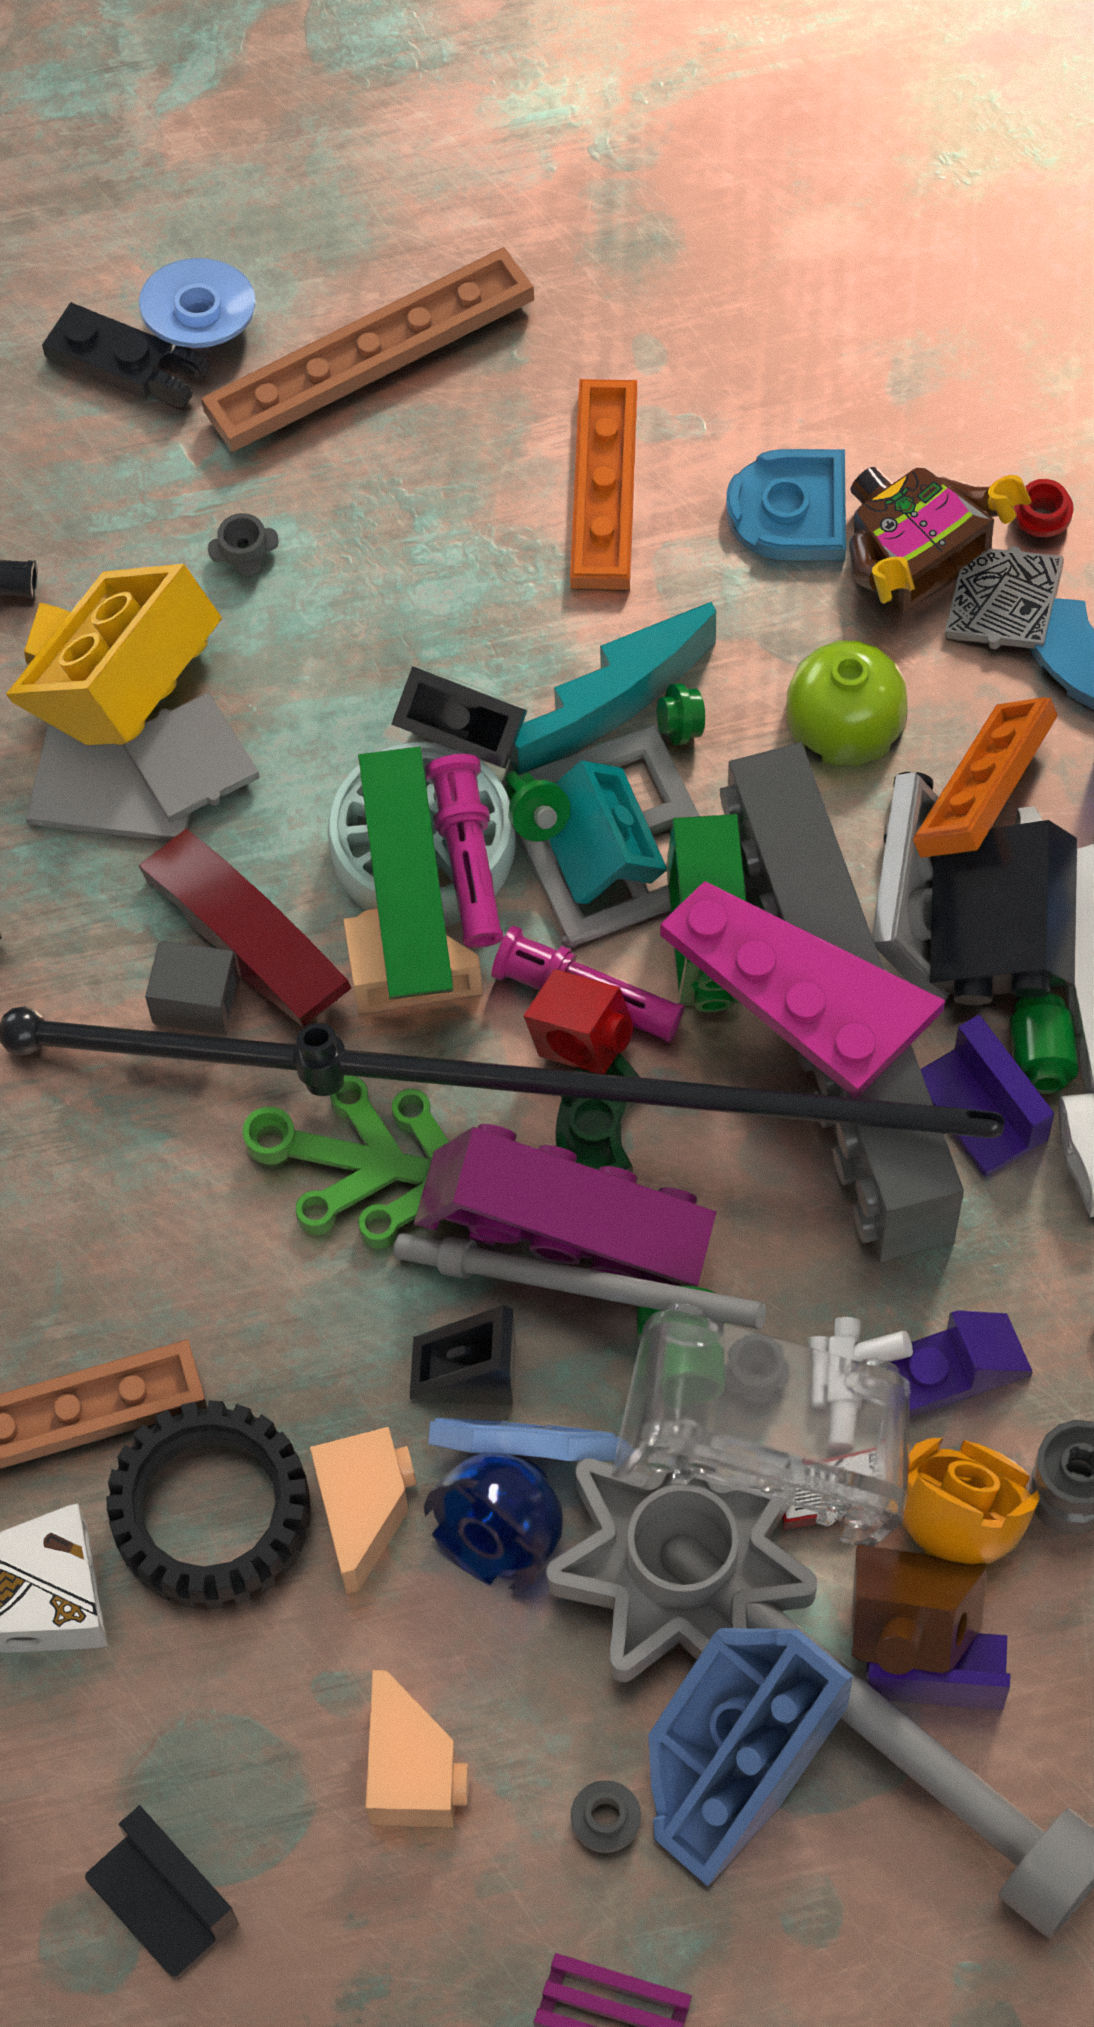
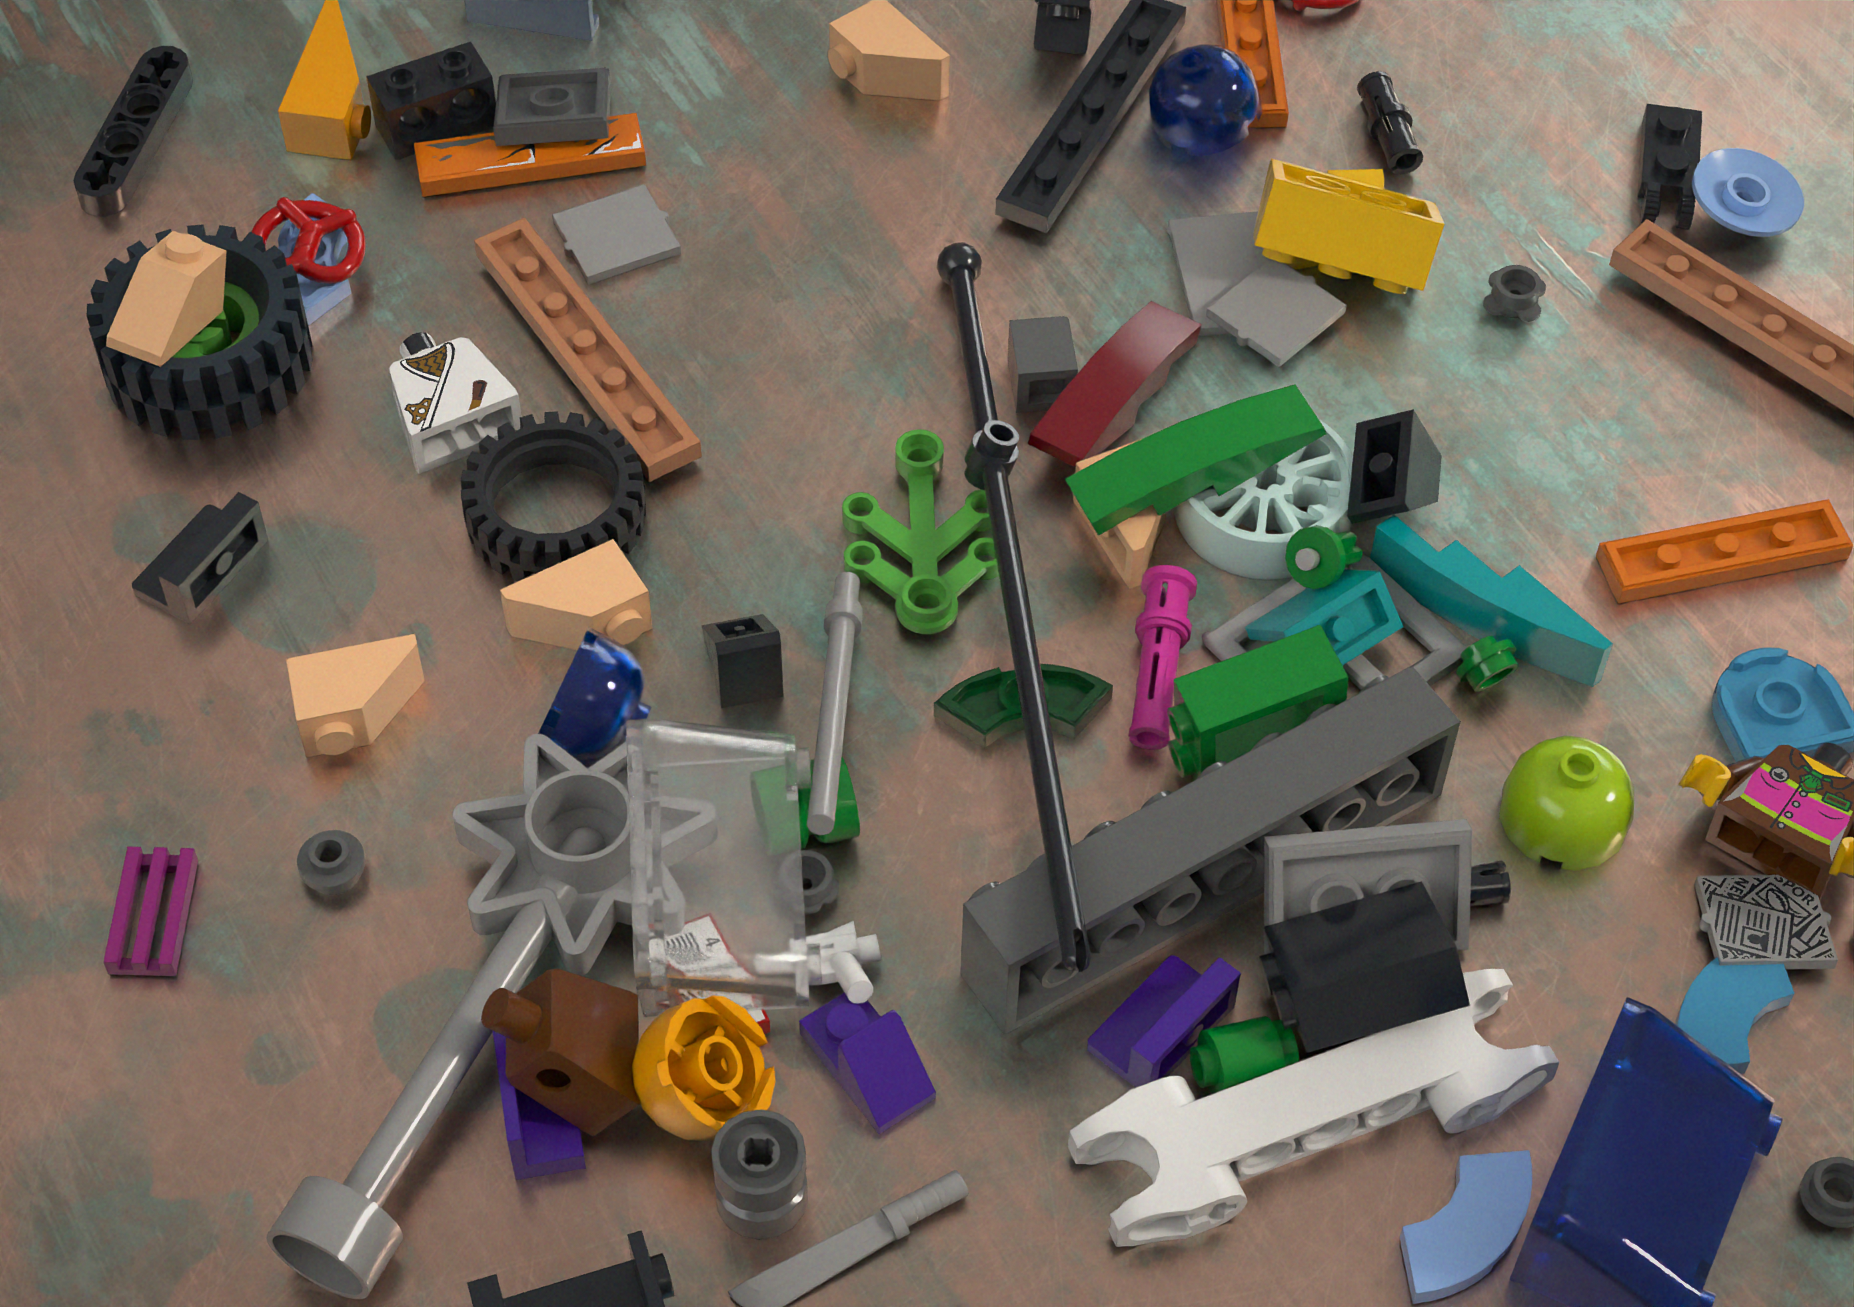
camera: 70 degrees right, 10 degrees down
(462, 823) = (1267, 492): dark pink pin -> none
(523, 1439) = (669, 679): light blue tile -> none
(565, 1208) = (900, 672): magenta wedge -> none
(579, 1021) = (1109, 646): red brick -> none
(739, 1740) = (402, 936): medium blue wedge -> none
(808, 991) = (1173, 781): dark pink wing -> none
(985, 778) = (1515, 916): orange tile -> none

